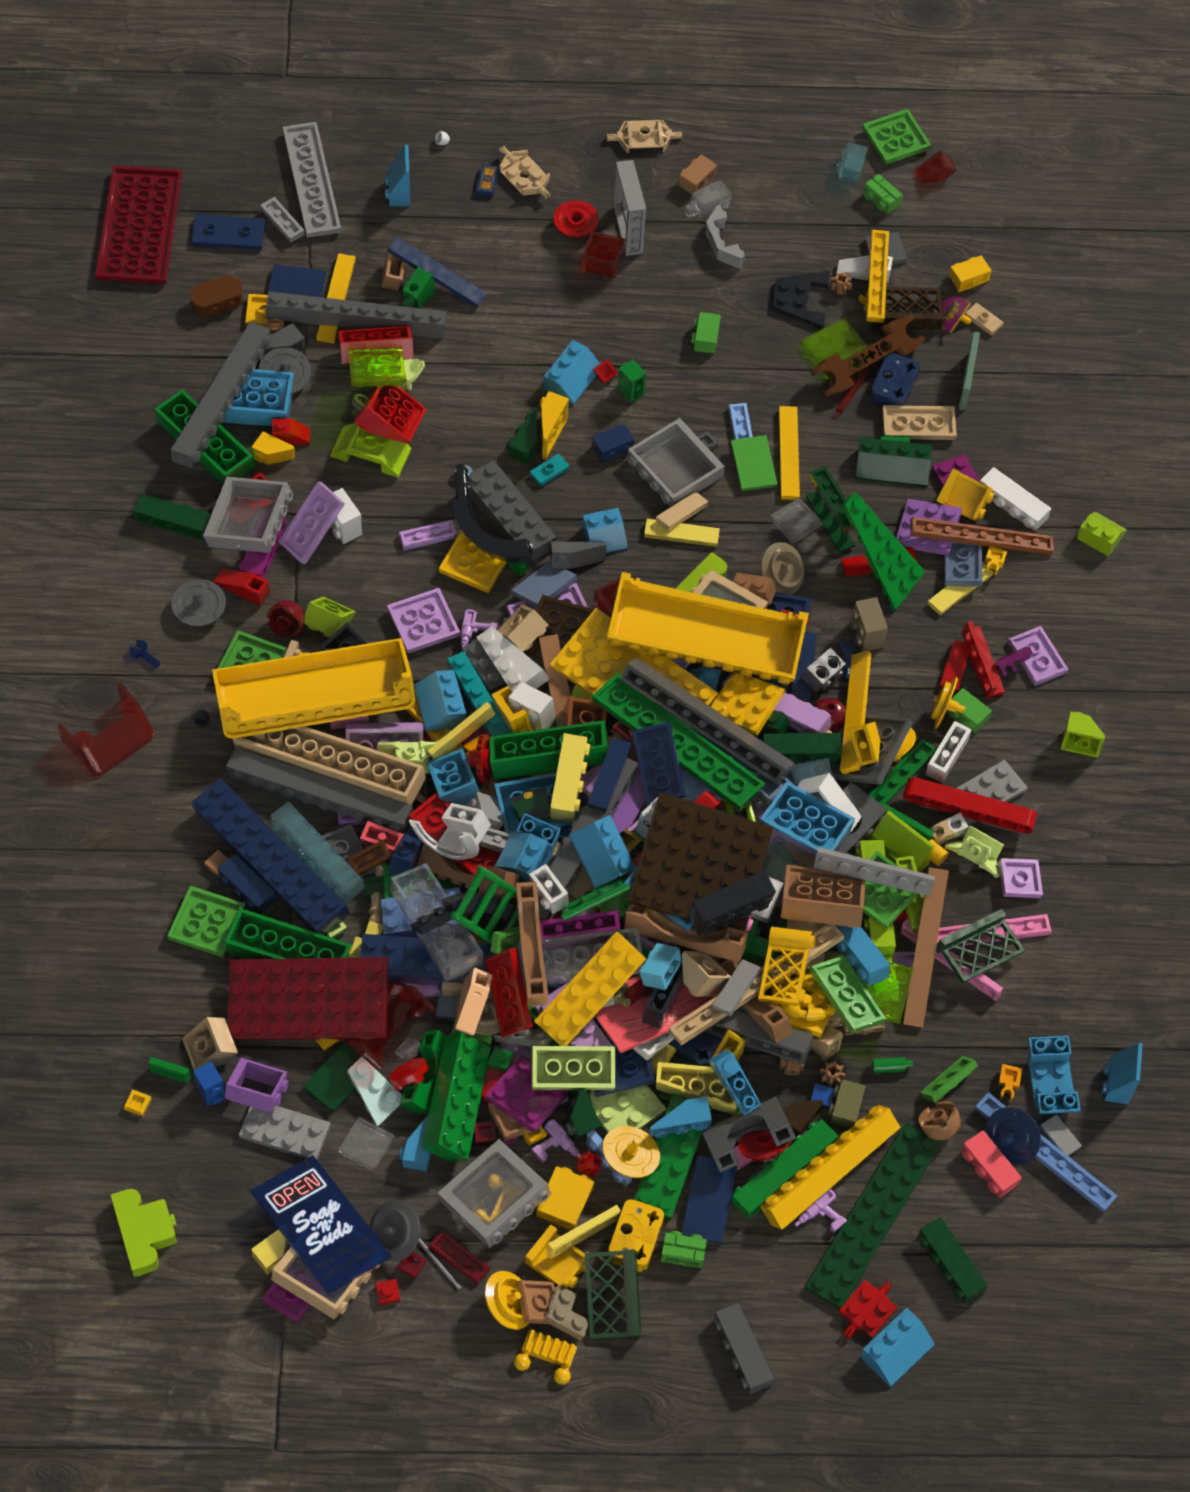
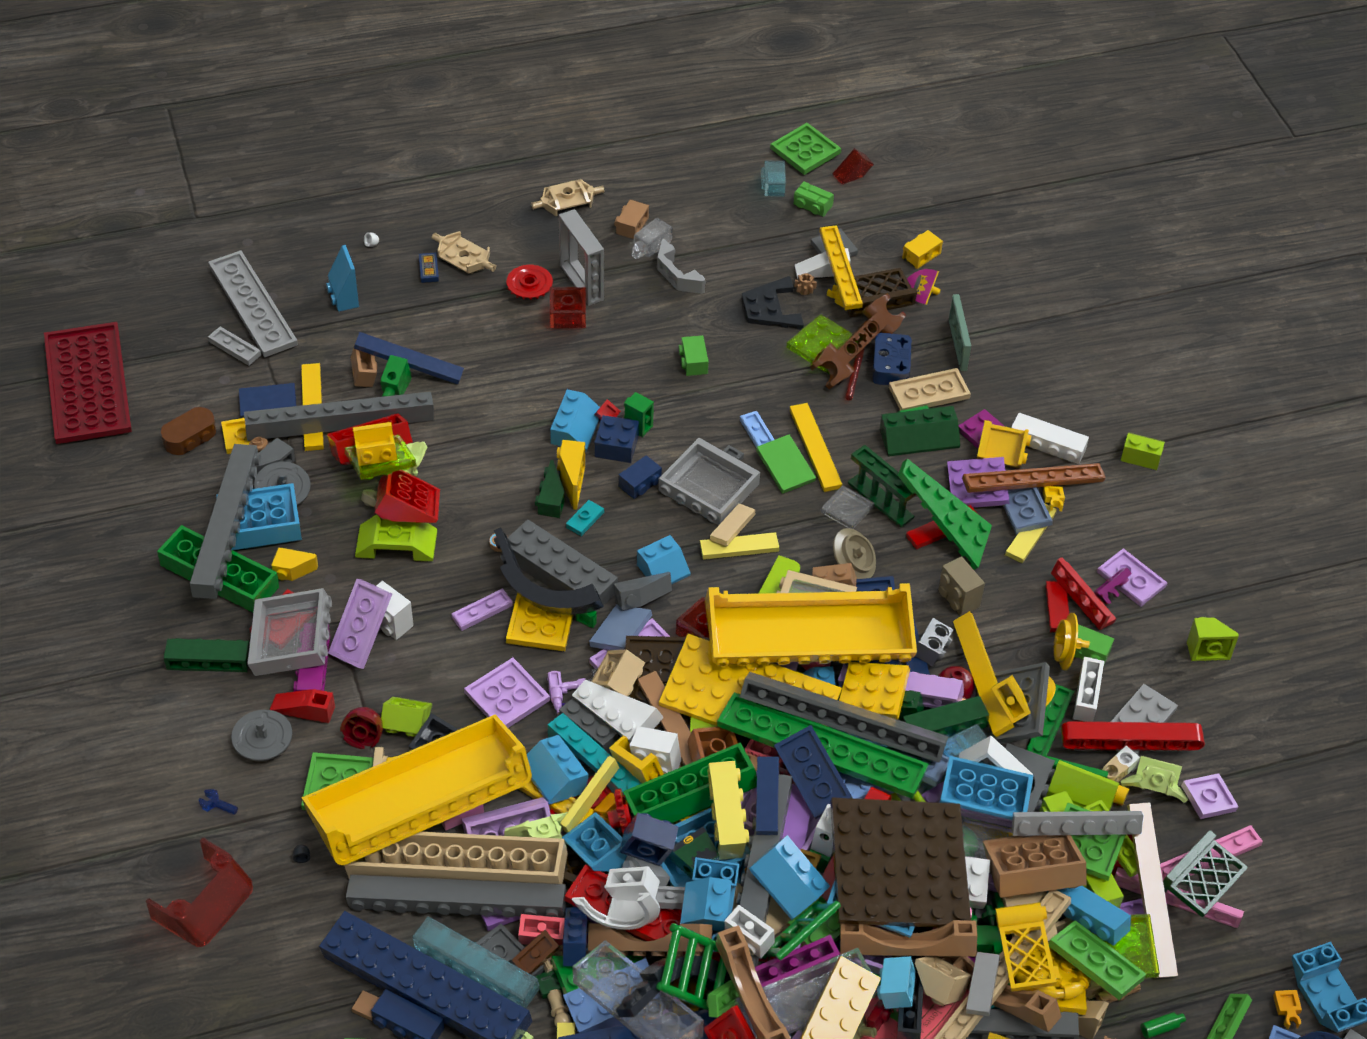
camera: 15 degrees left, 10 degrees down
(228, 232) = (182, 369): dark blue plate -> none
(290, 431) = (306, 541): red slope -> none
(374, 354) = (375, 443): none -> yellow panel
(493, 785) = (649, 839): none -> dark blue brick
(604, 400) = (616, 439): none -> dark blue brick
(731, 903) = (952, 893): black brick -> none
(847, 651) = (947, 619): dark blue piece -> none
(984, 319) = (952, 286): tan plate -> none

